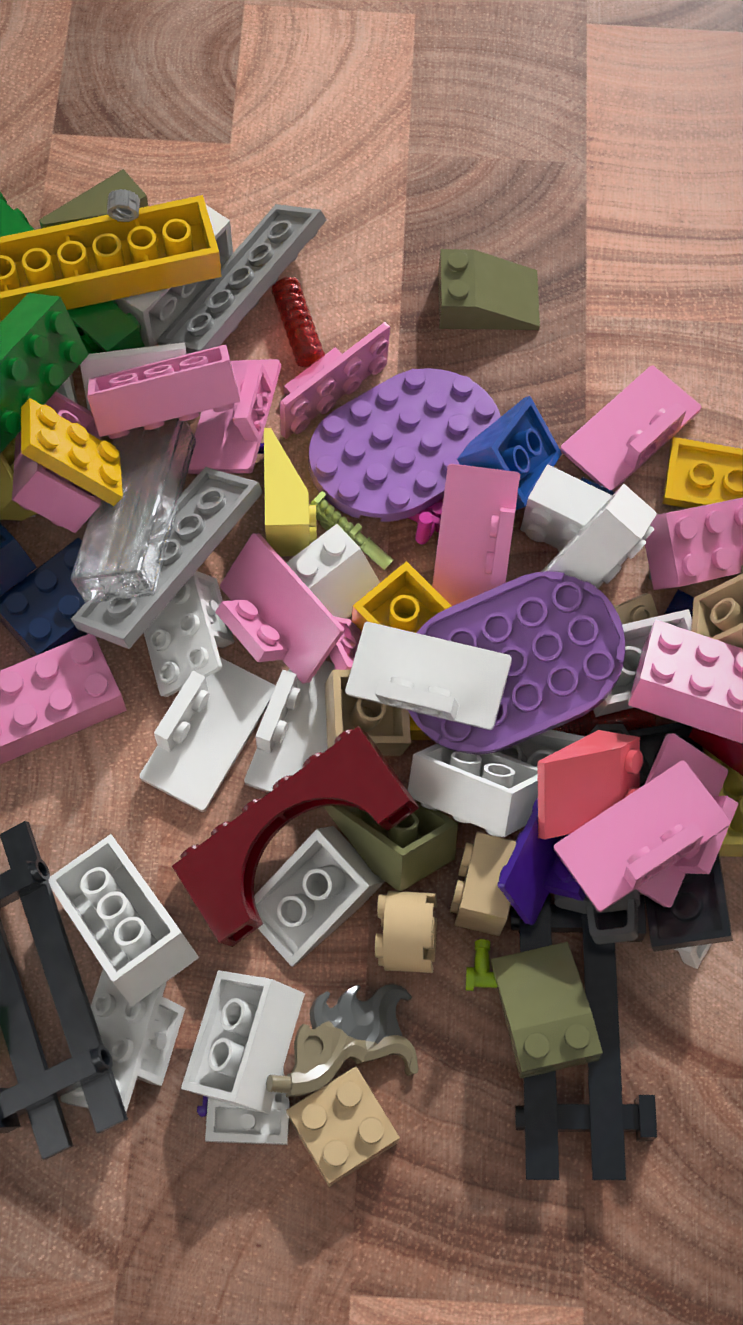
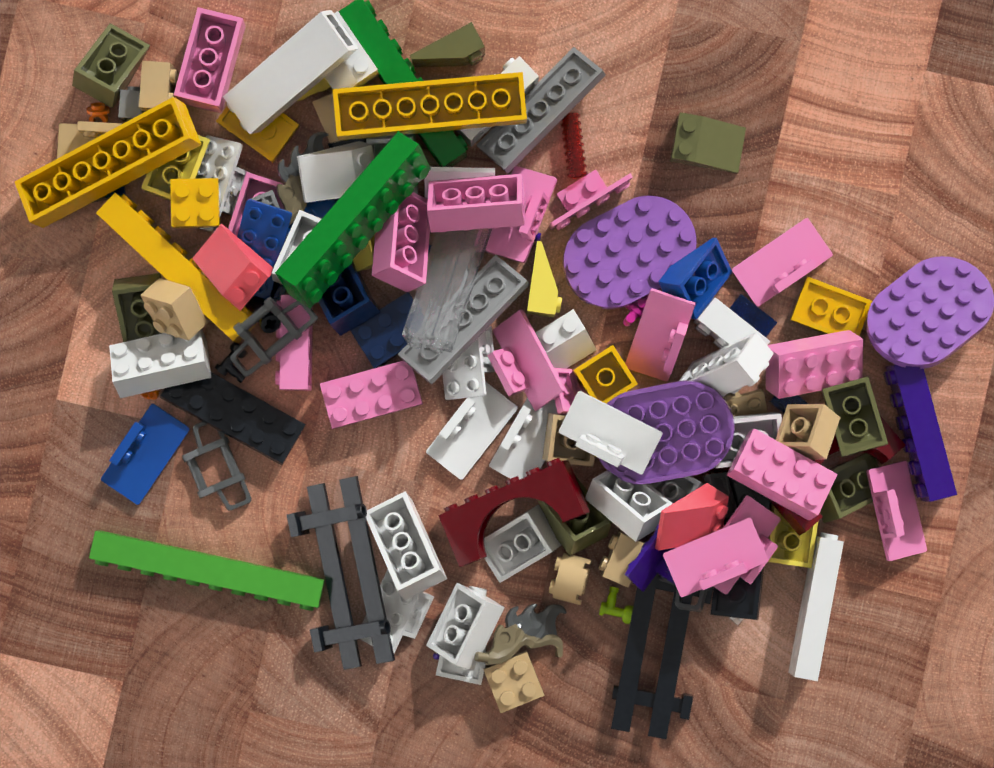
camera: 10 degrees right, 20 degrees up
(71, 451) = (412, 248): yellow plate -> none
(123, 205) = (468, 78): light grey axle -> none
(329, 517) = (582, 310): yellowish green piece -> none
(546, 1010) = (640, 638): olive slope -> none

